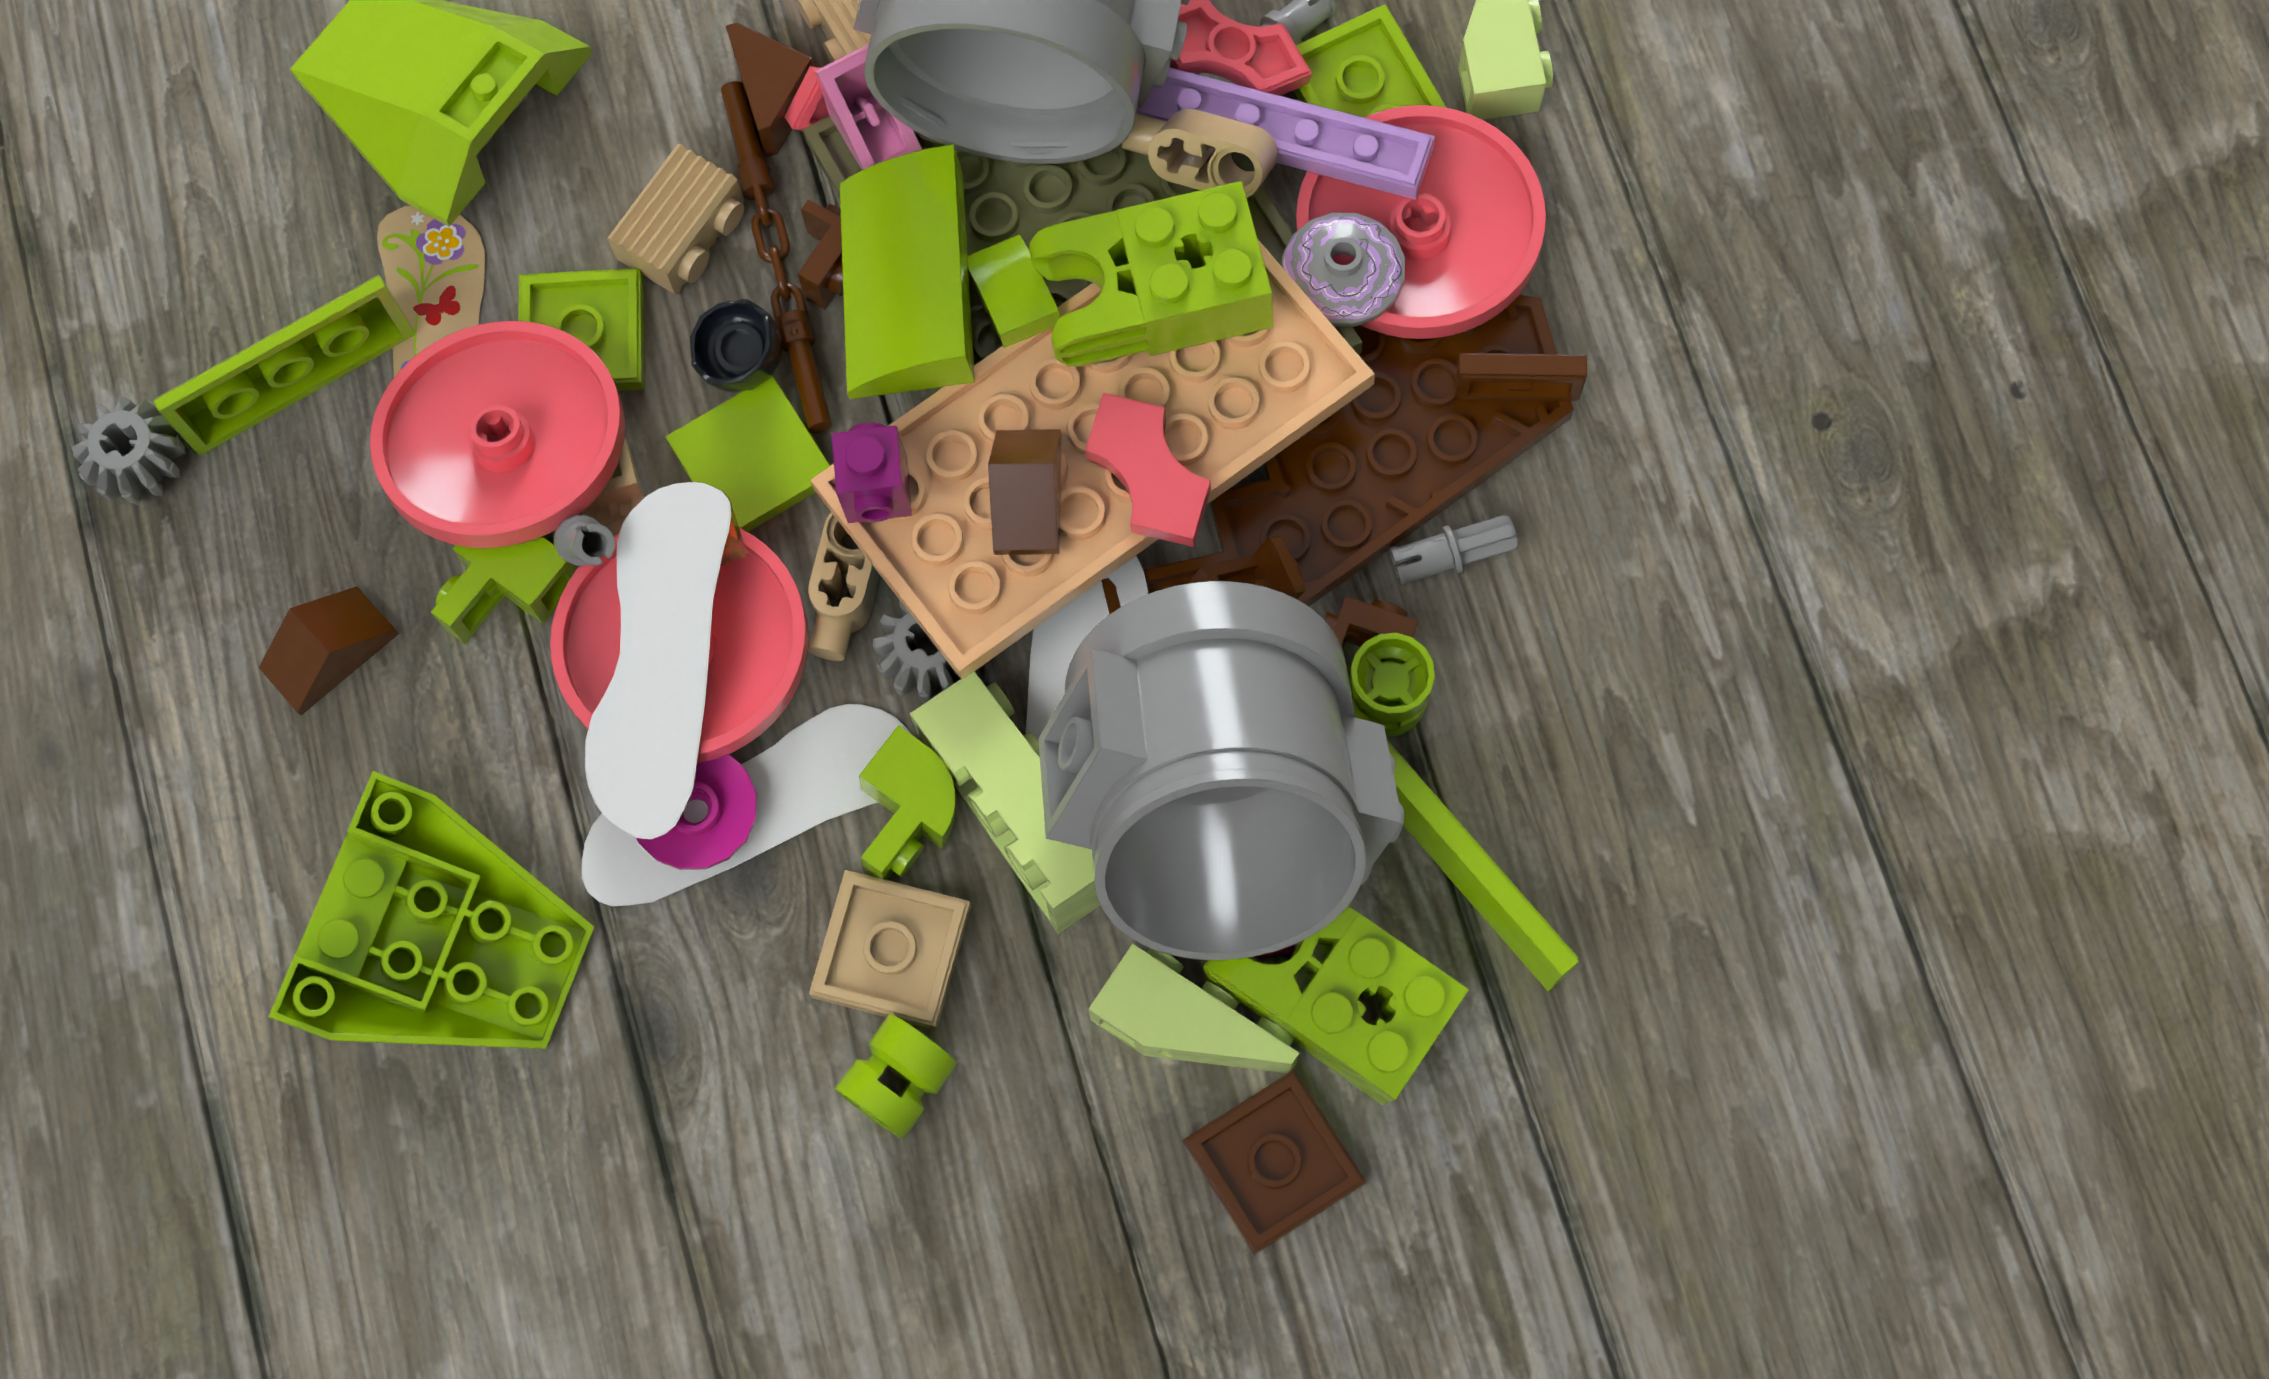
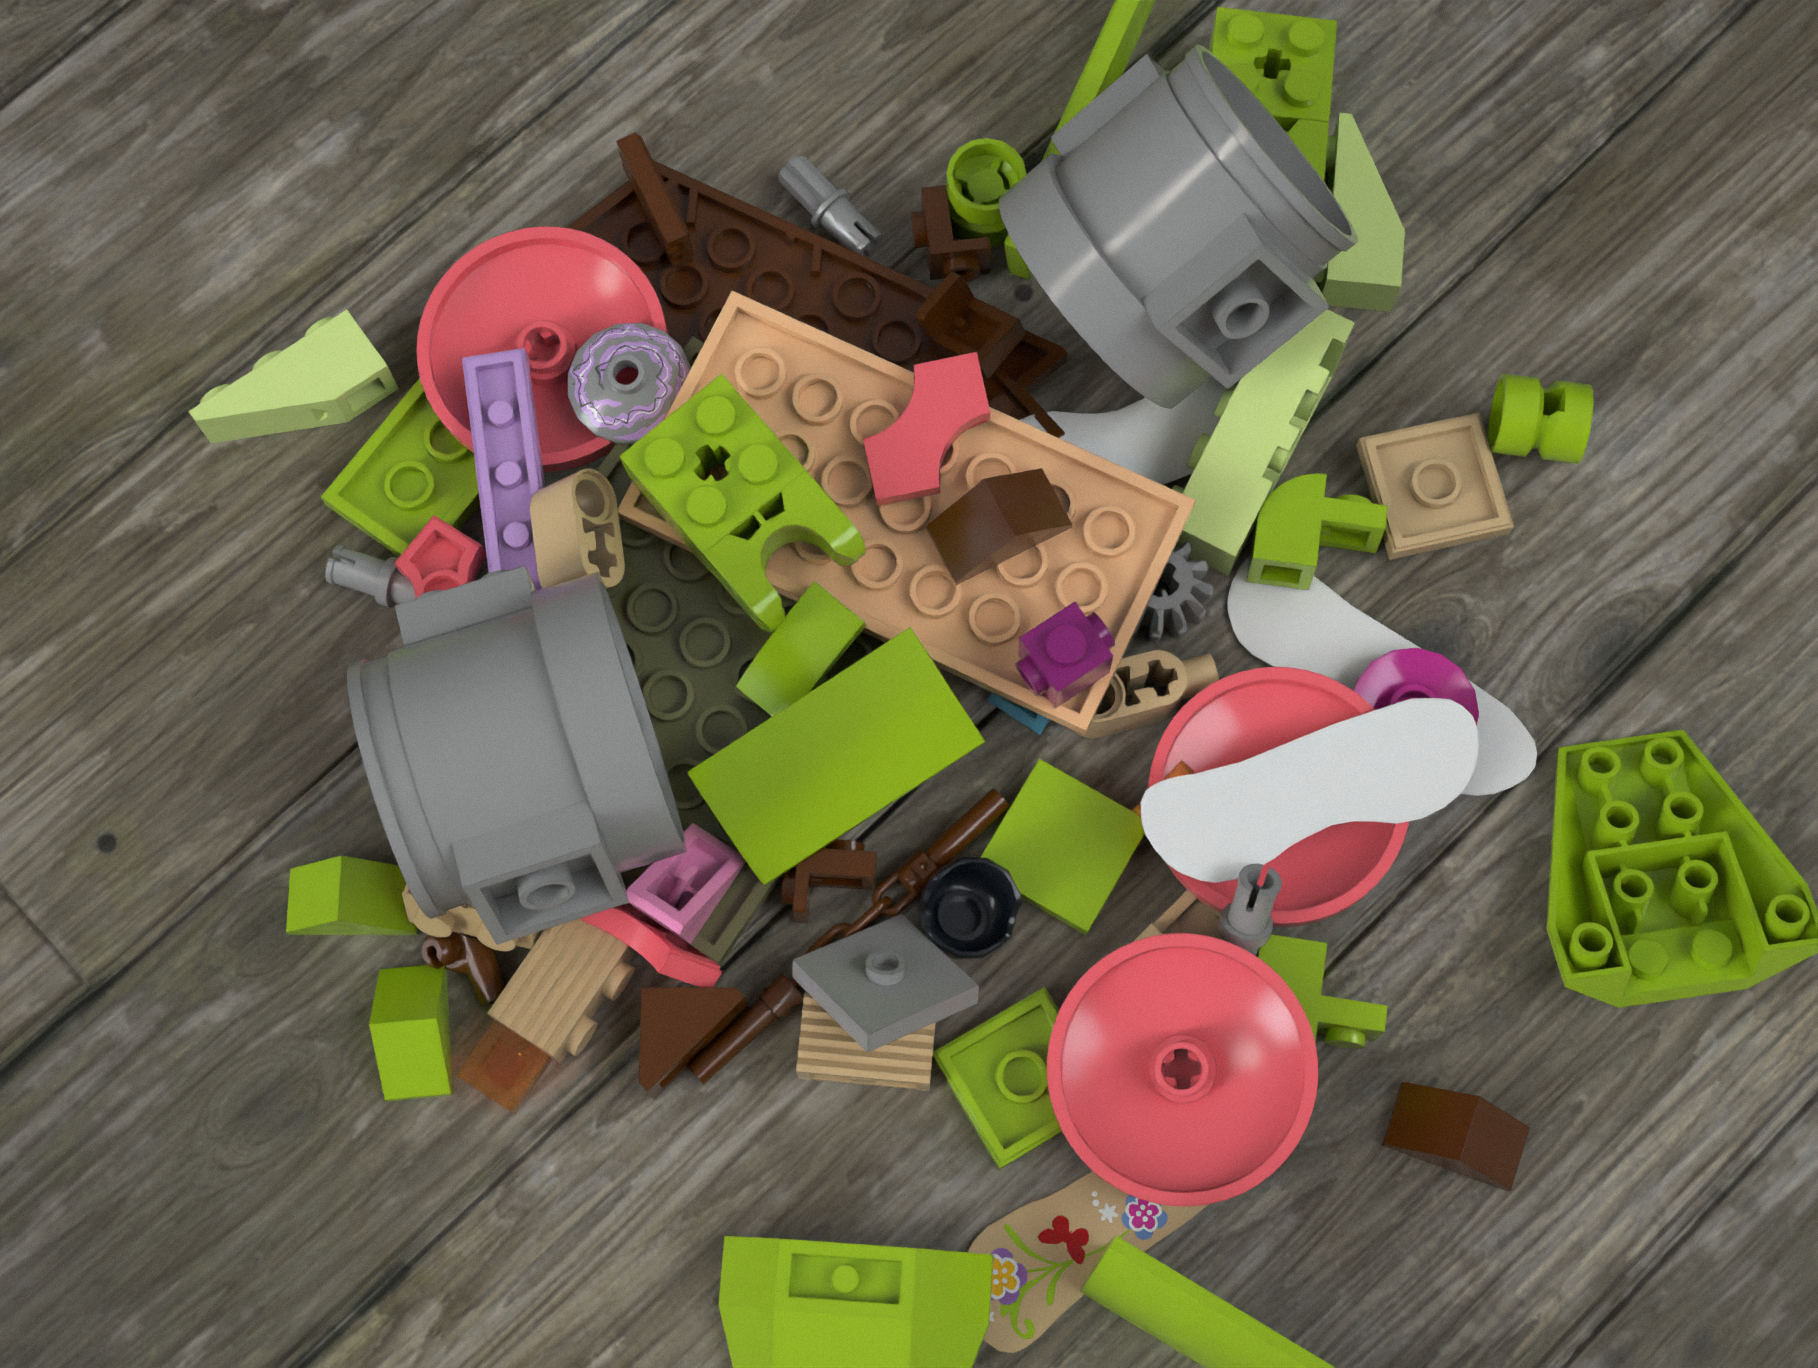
camera: 120 degrees left, 0 degrees up
(705, 238) = (885, 982): none -> light grey plate
(1274, 1162) = (1424, 115): reddish brown tile -> none

